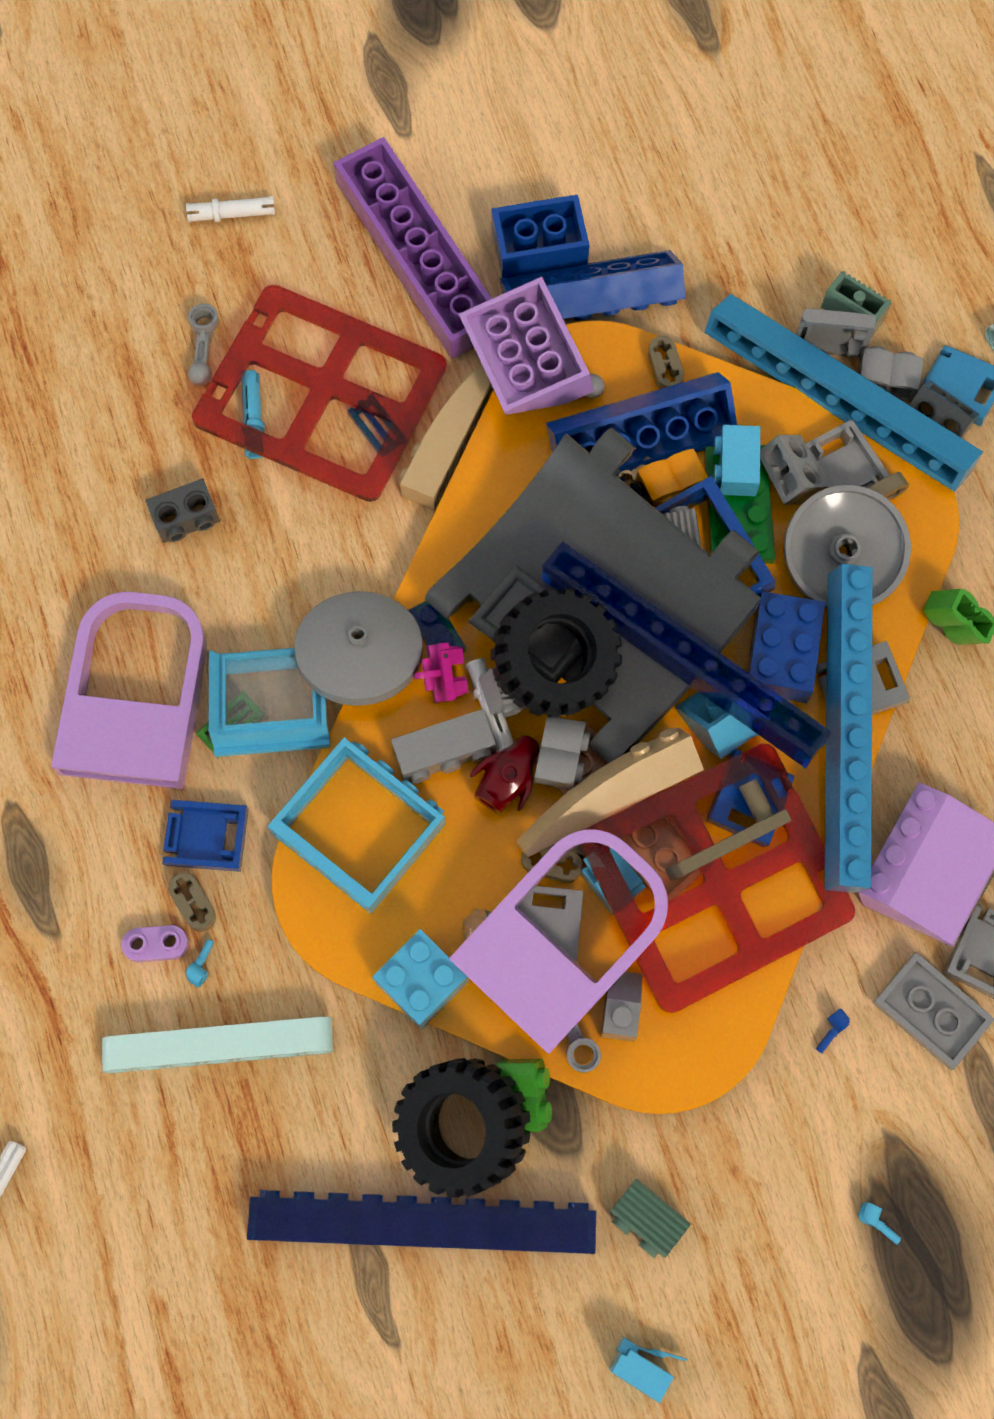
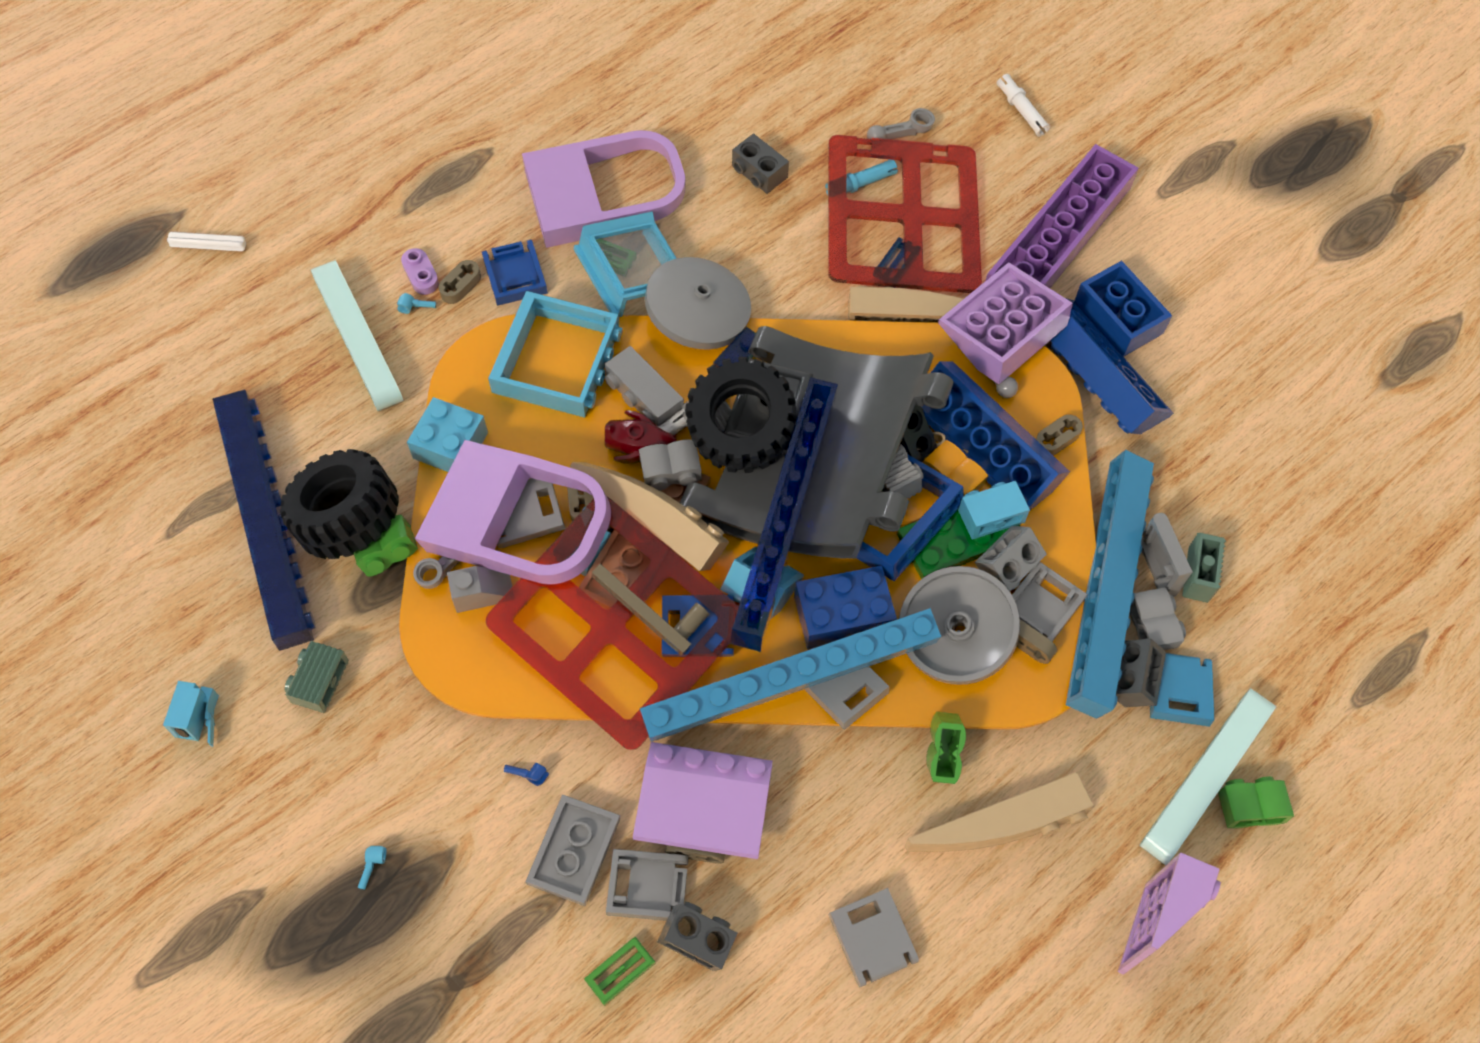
camera: 65 degrees right, 10 degrees down
(438, 672) = (693, 371): dark pink hips -> none

